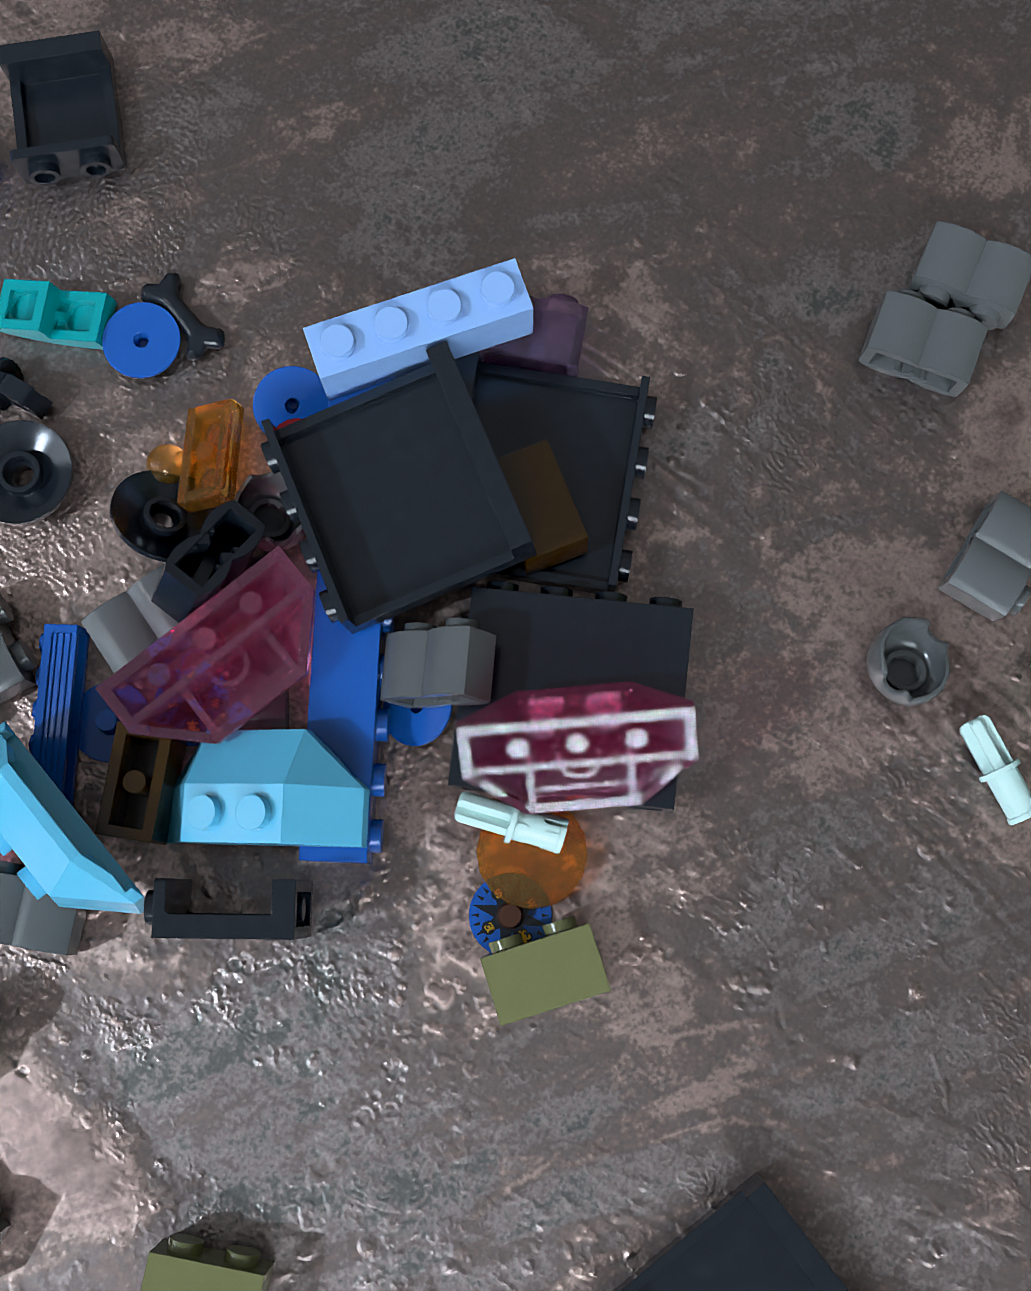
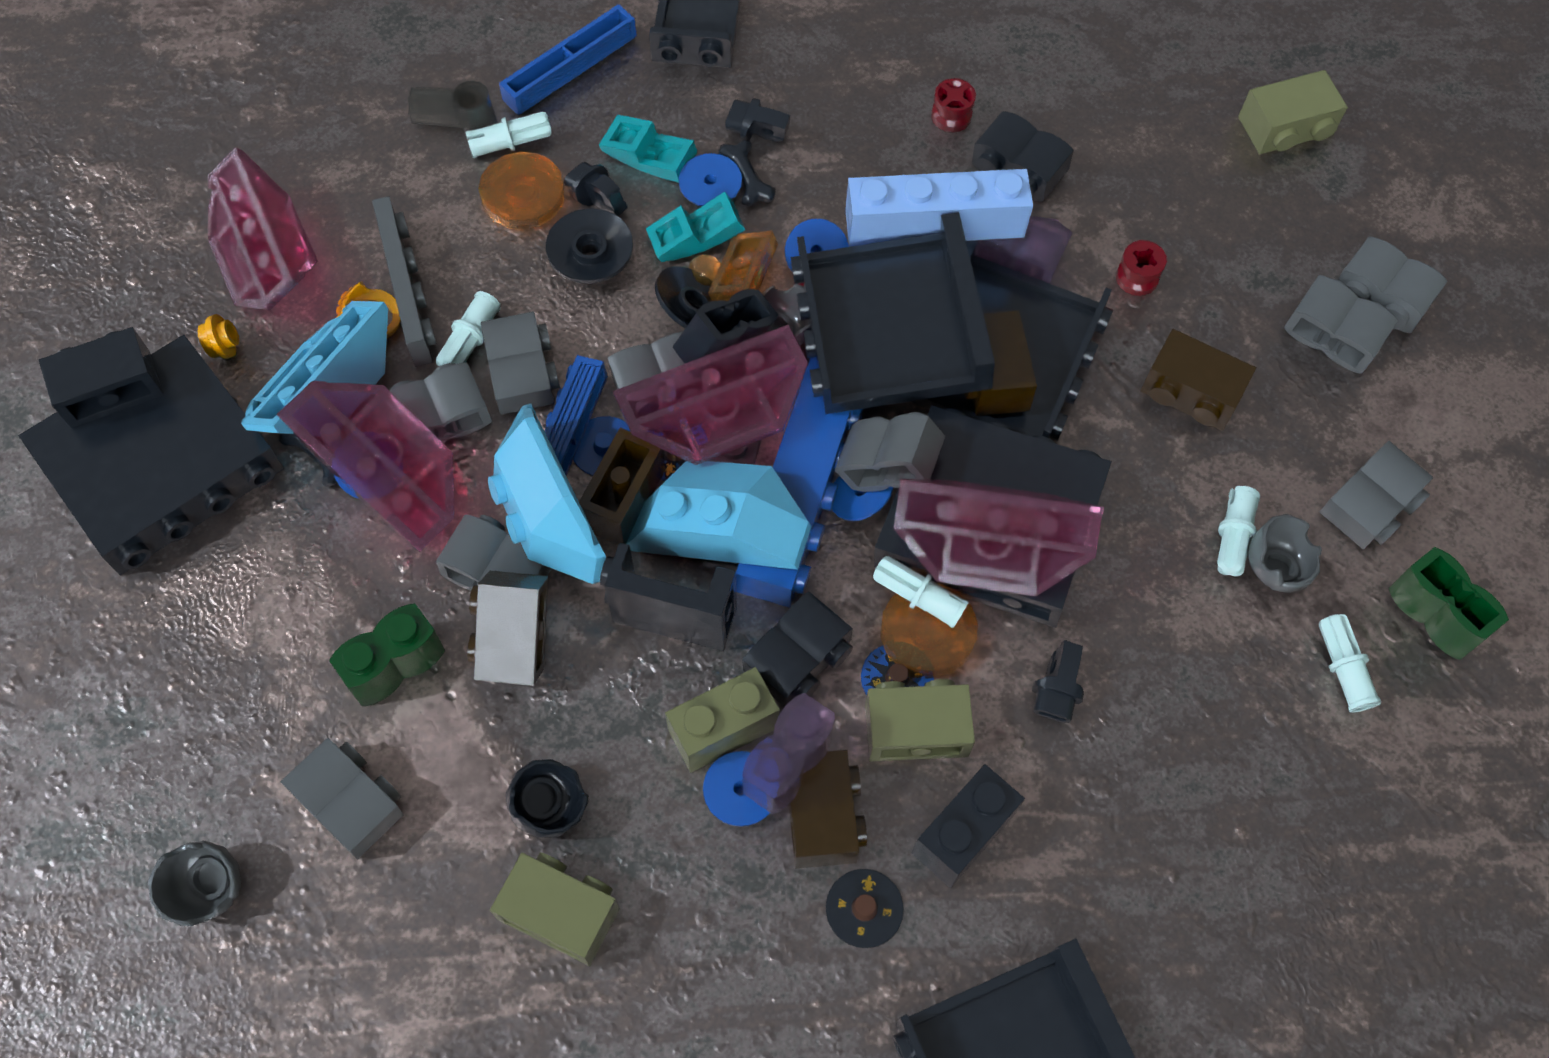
camera: 10 degrees right, 15 degrees down
(61, 994) = (508, 627): none -> brick
(136, 419) = (684, 235): none -> teal slope
(159, 1176) = (546, 798): none -> black hair
(165, 243) = (754, 119): none -> black piece
(328, 1031) = (722, 719): none -> olive brick
(369, 1098) = (725, 792): none -> blue piece
(392, 923) = (800, 649): none -> black brick
(405, 1088) = (778, 762): none -> clear purple brick
(406, 145) = (953, 105): none -> dark red wheel
(464, 1103) = (824, 814): none -> dark brown brick
(507, 211) = (1017, 144): none -> black brick
(534, 1189) = (864, 908): none -> piece
(623, 1081) = (967, 825): none -> black brick
(676, 340) = (1142, 279): none -> dark red wheel
(690, 895) = (1058, 690): none -> black piece
(772, 463) = (1197, 379): none -> dark brown brick
(819, 64) = (1292, 112): none -> olive brick
(850, 641) = (1237, 530): none -> light aqua axle

